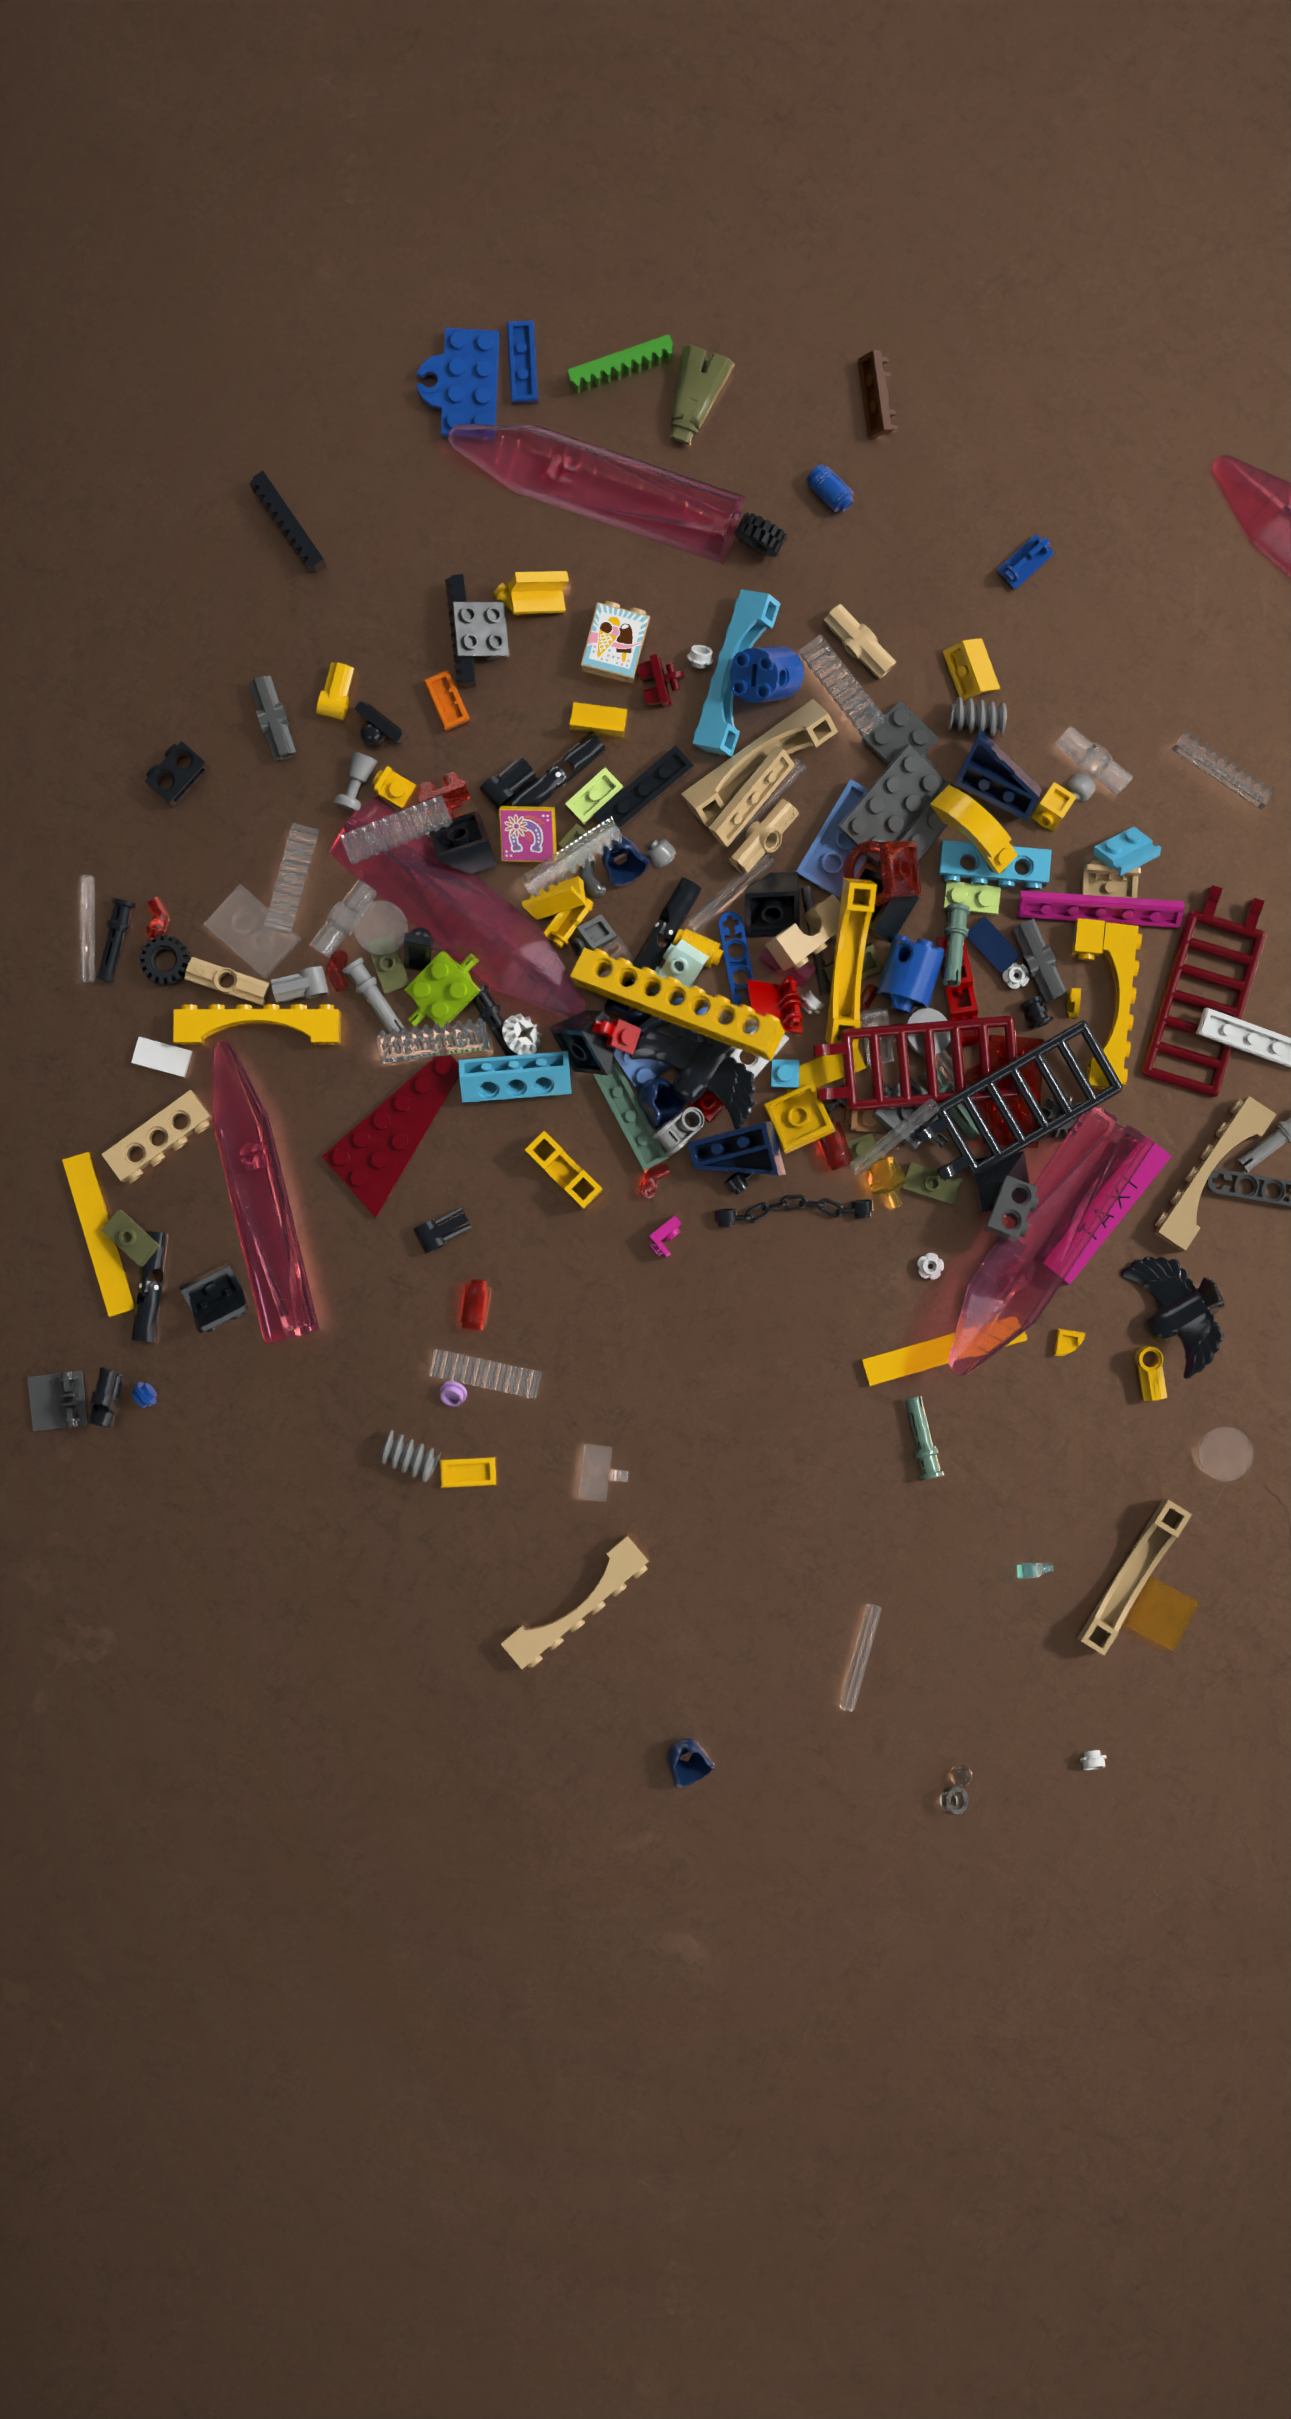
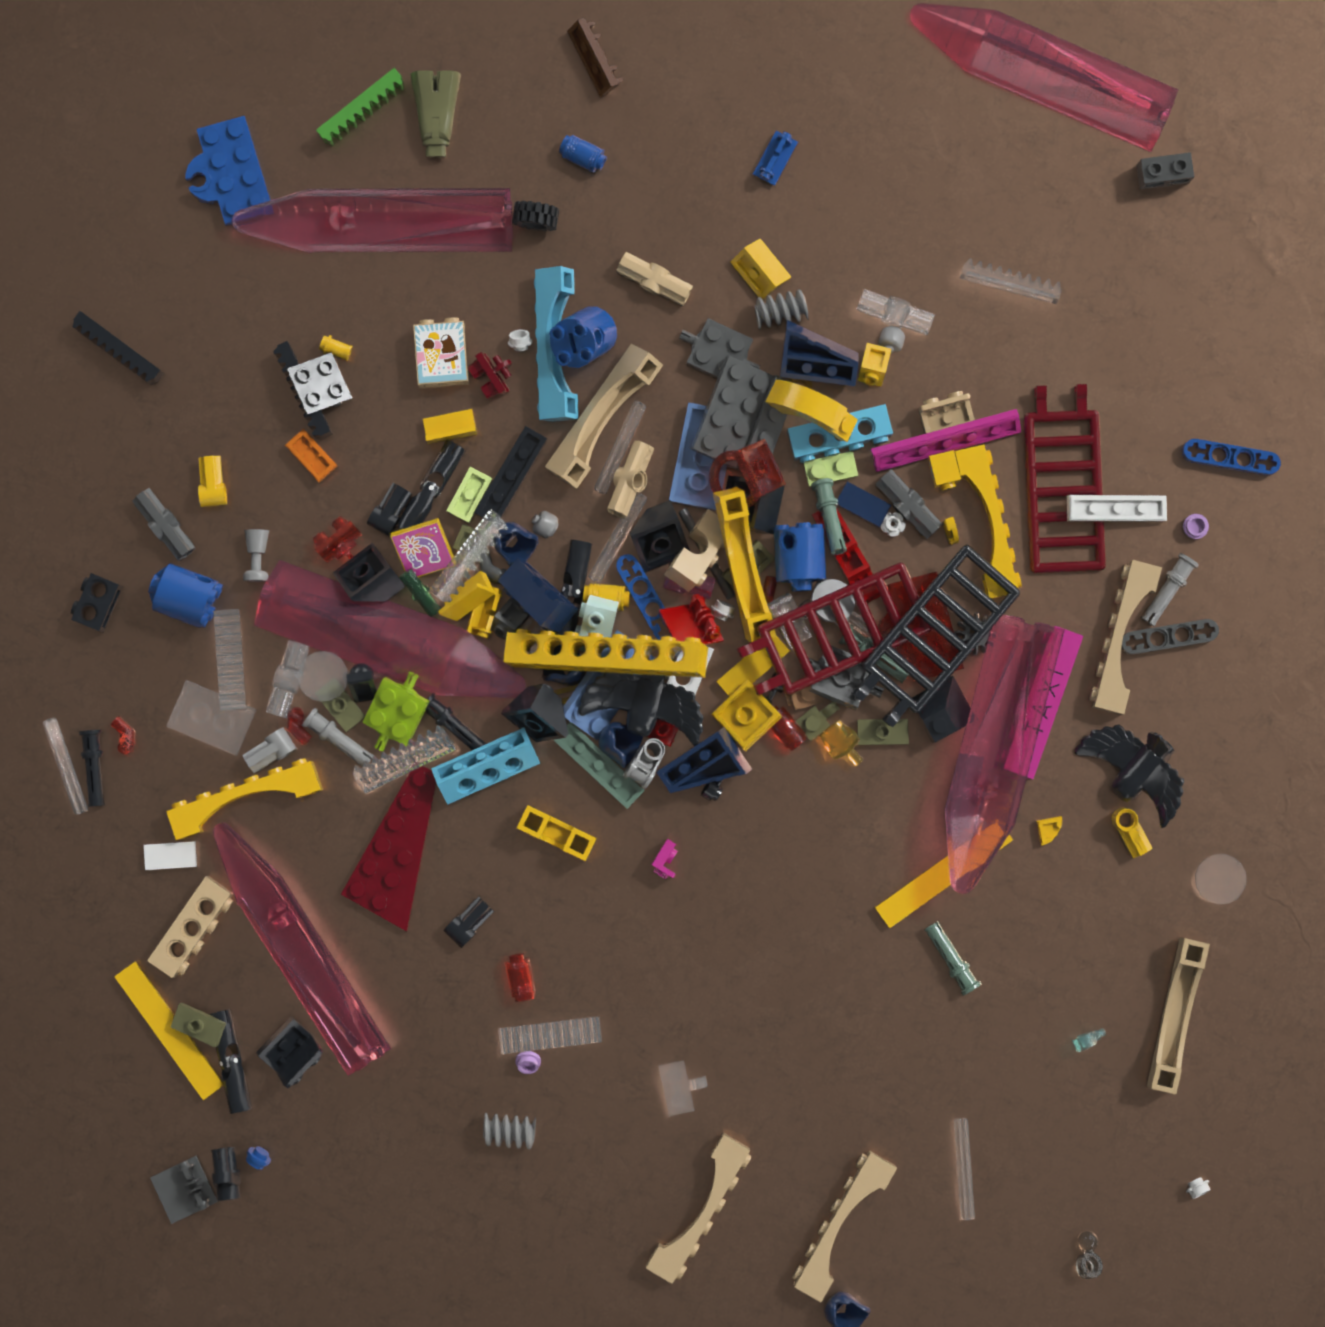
camera: 10 degrees left, 0 degrees up
(149, 953) = (157, 777): black tyre -> none
(211, 975) = (188, 769): tan piece -> none
(268, 796) = (184, 595): none -> blue cylinder
(377, 726) = (258, 499): black tile -> none
(393, 787) = (291, 548): yellow bracket -> none
(396, 829) = (306, 586): clear gear -> none
(468, 1472) = (565, 1126): yellow tile -> none
(509, 877) = (420, 592): none -> clear green pin
(511, 1030) = (469, 724): white gear -> none
(522, 362) = (274, 135): blue tile -> none
(538, 592) = (358, 333): yellow panel -> none
(620, 1035) = (566, 699): red plate -> none
(627, 922) = (537, 596): none -> dark blue wedge
(650, 1178) = (635, 814): clear red arm -> none
(670, 1712) = (871, 1175): none -> tan arch
(728, 1216) = (714, 823): black piece -> none
(751, 796) = (607, 448): tan plate -> none
(784, 1073) = (720, 680): medium azure plate -> none
(841, 685) = (652, 323): clear gear -> none
(894, 1137) = (835, 704): clear axle -> none
(924, 1261) = (906, 798): white plate -> none
(1006, 1206) = (954, 732): dark grey brick -> none
(1036, 1013) = (921, 550): black bush -> none
(1127, 851) = (951, 382): medium azure plate -> none
(1162, 1613) = (1213, 1038): clear yellow tile -> none

